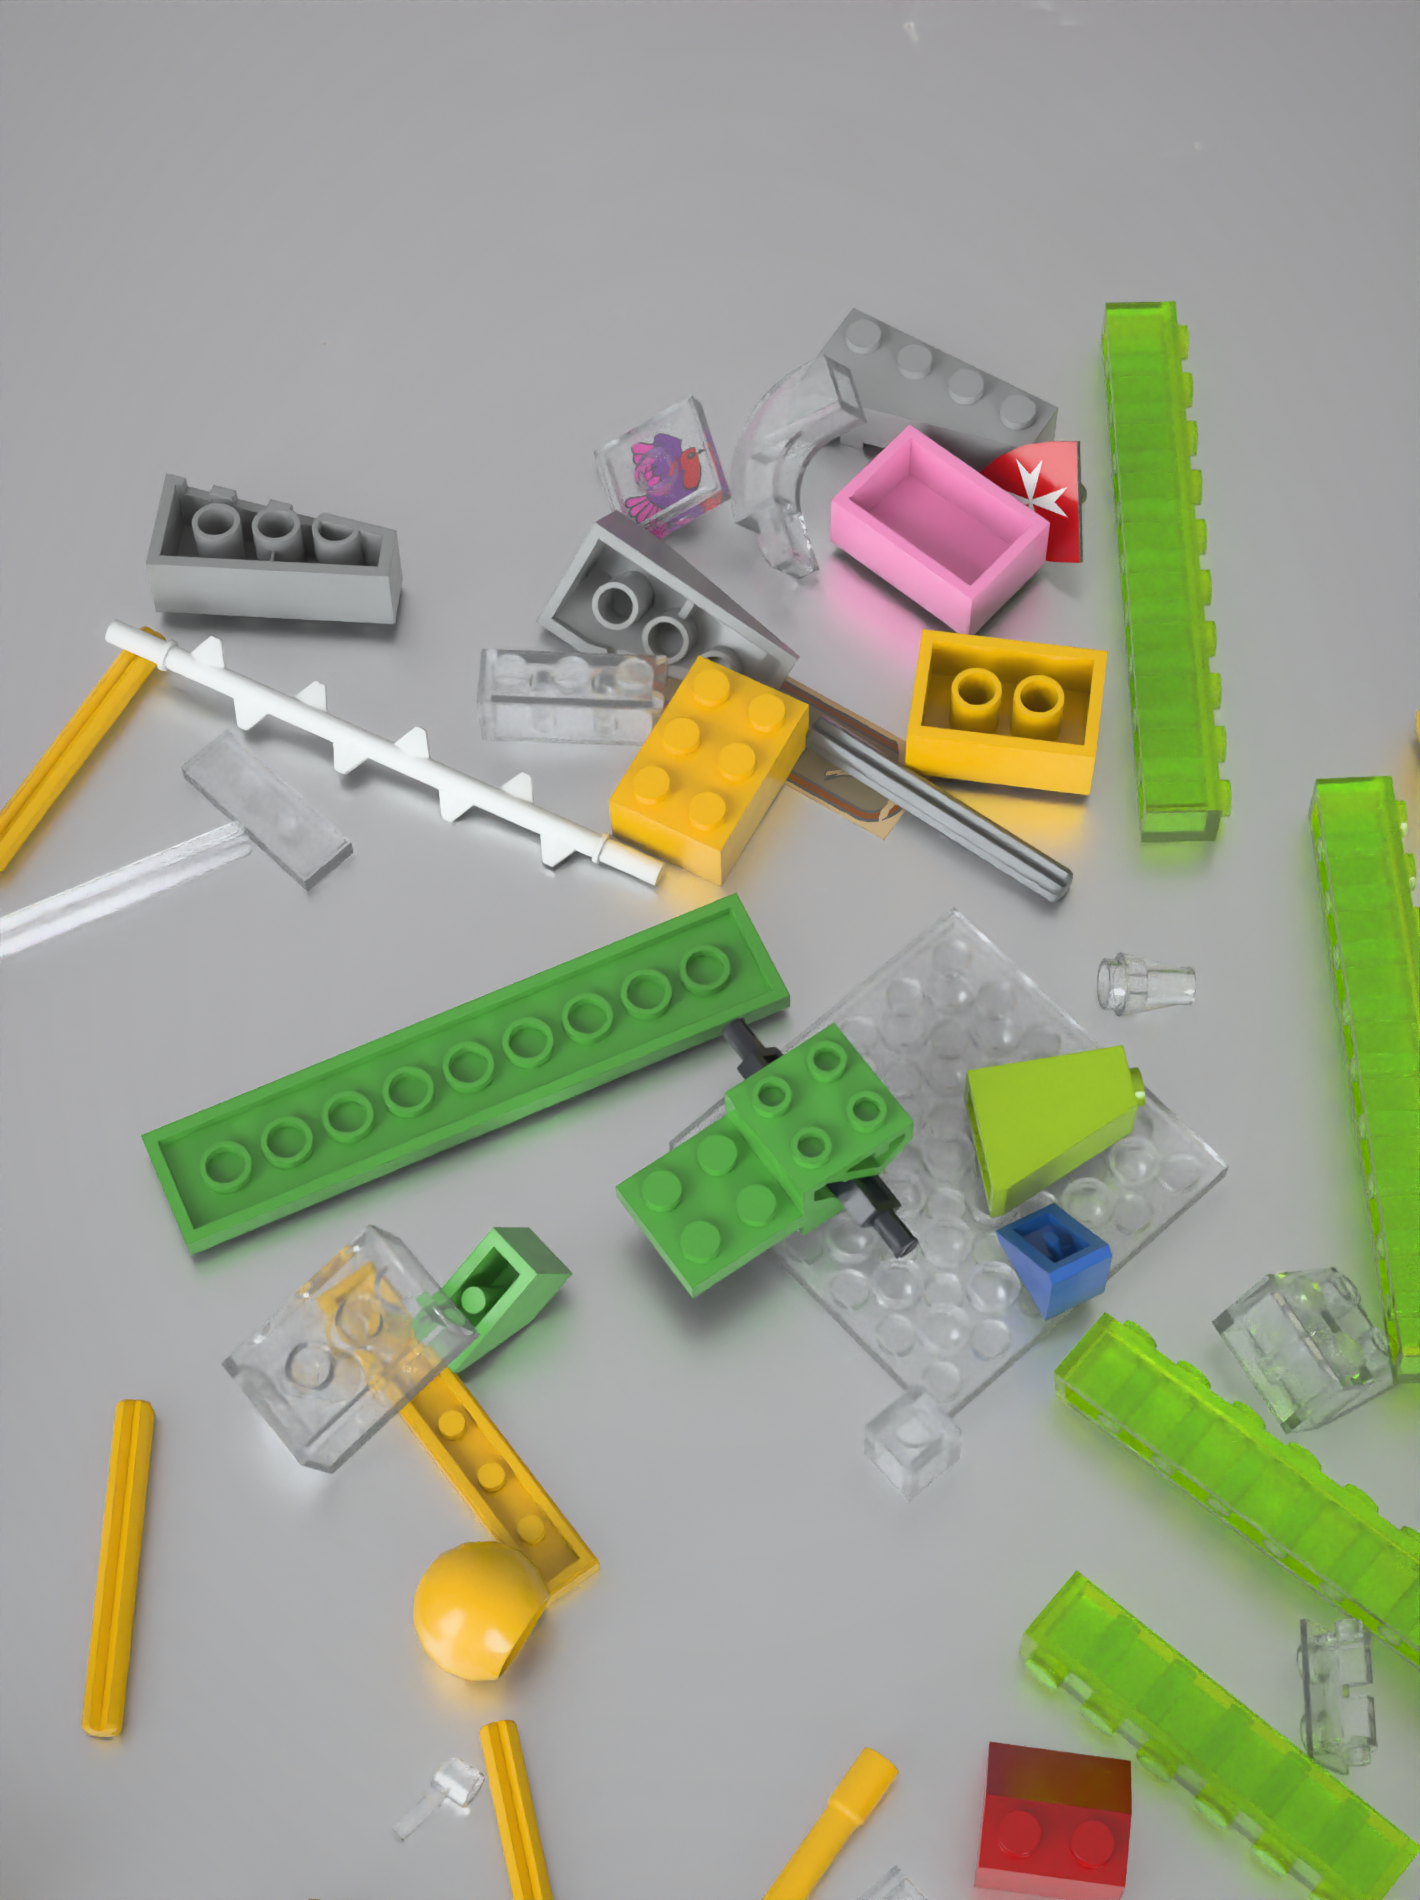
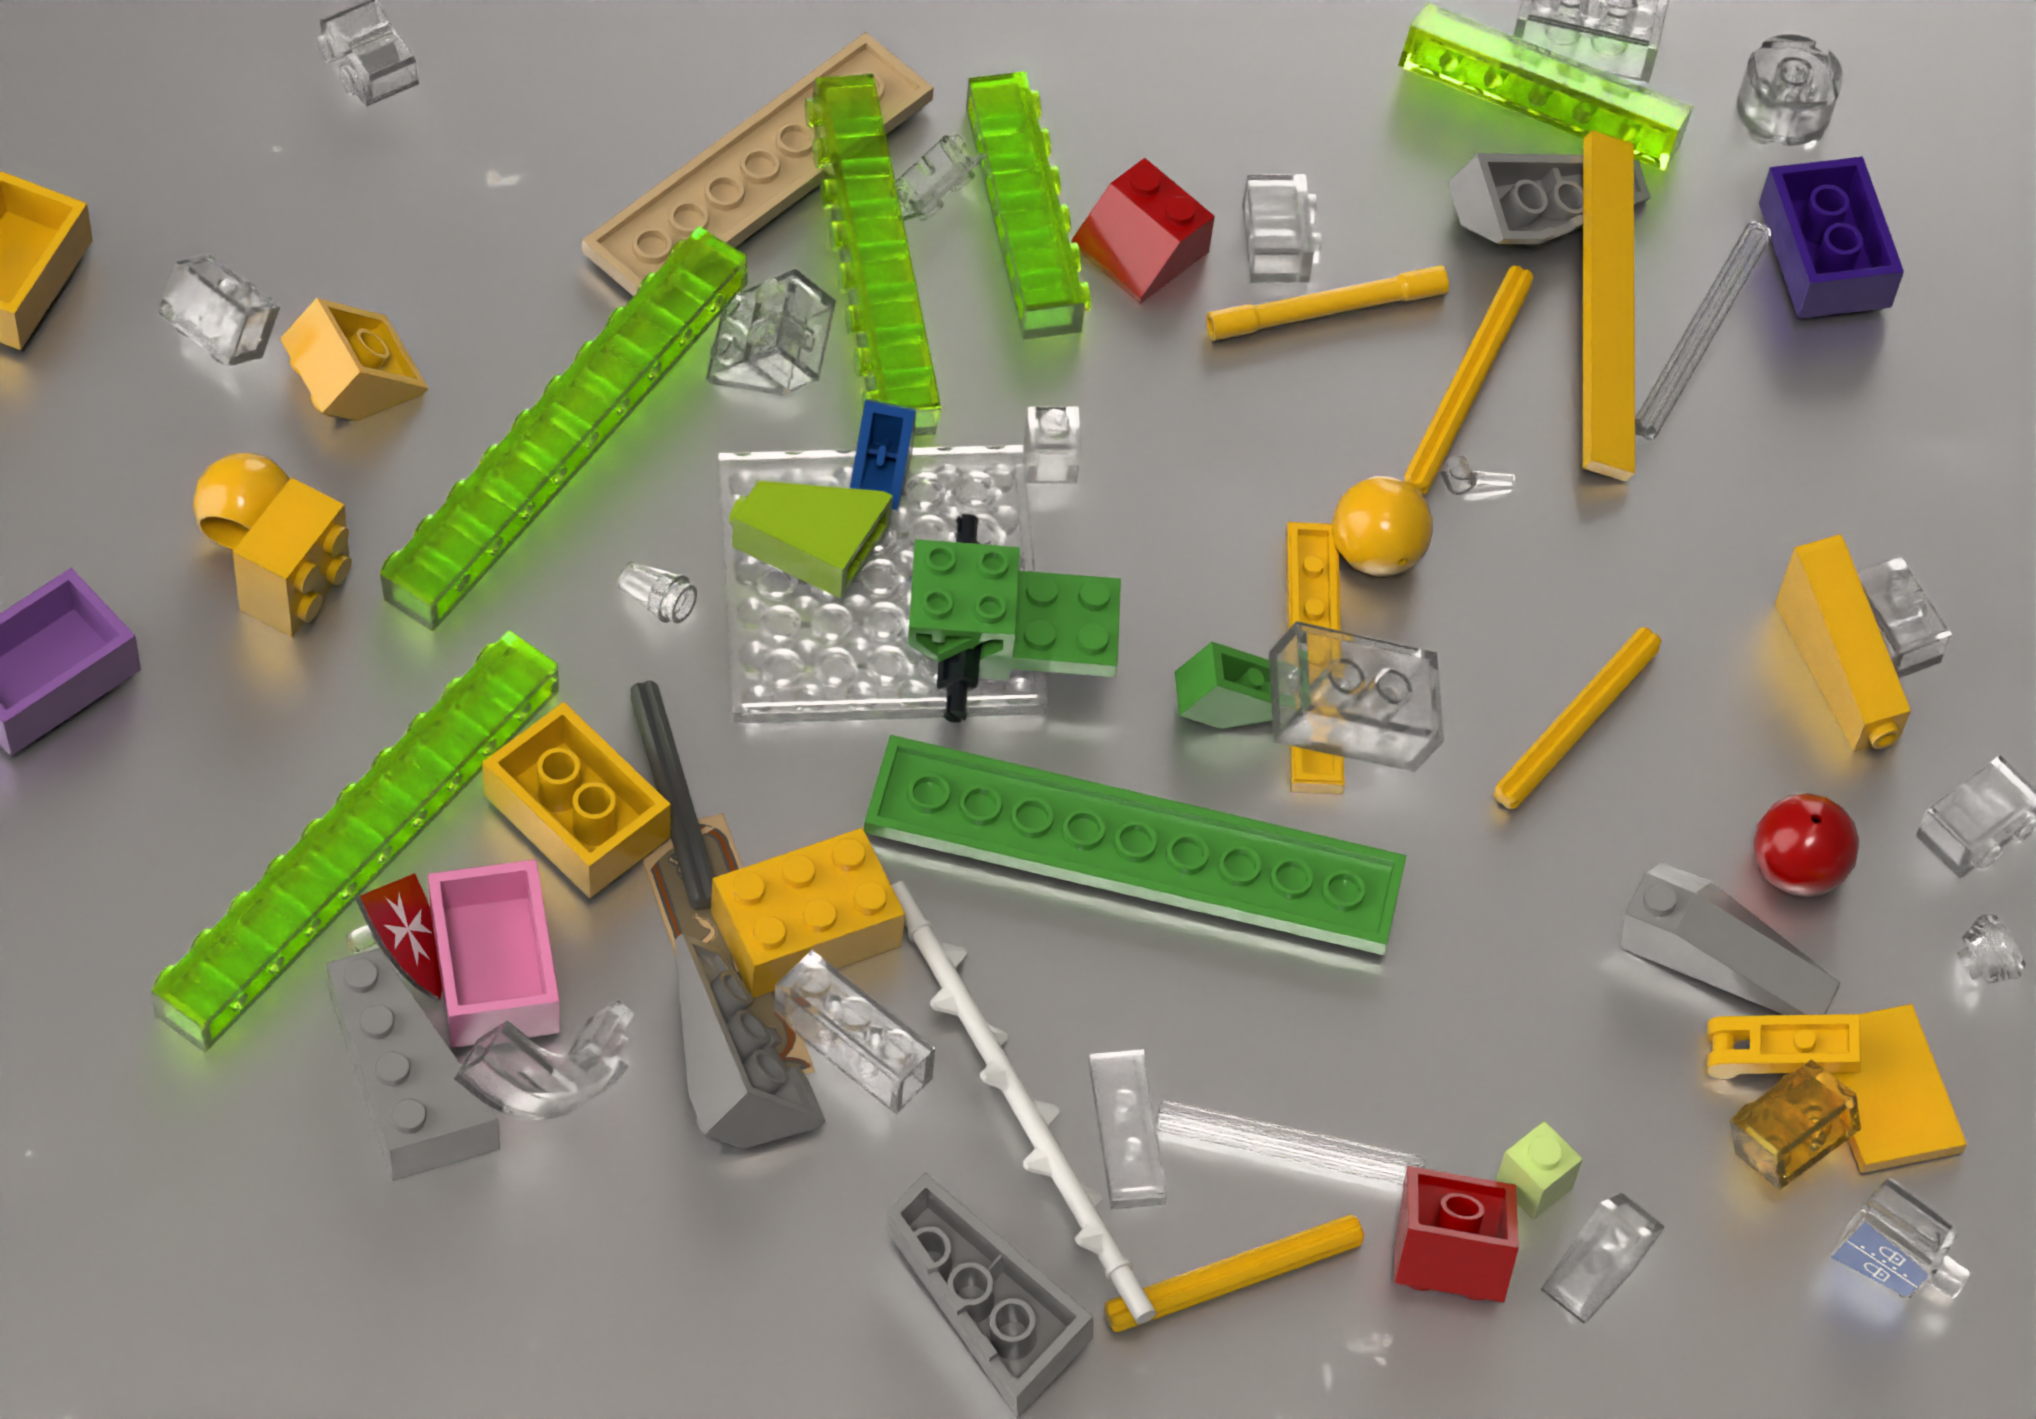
camera: 150 degrees left, 5 degrees down
(664, 469) = (640, 1152): clear tile -> none

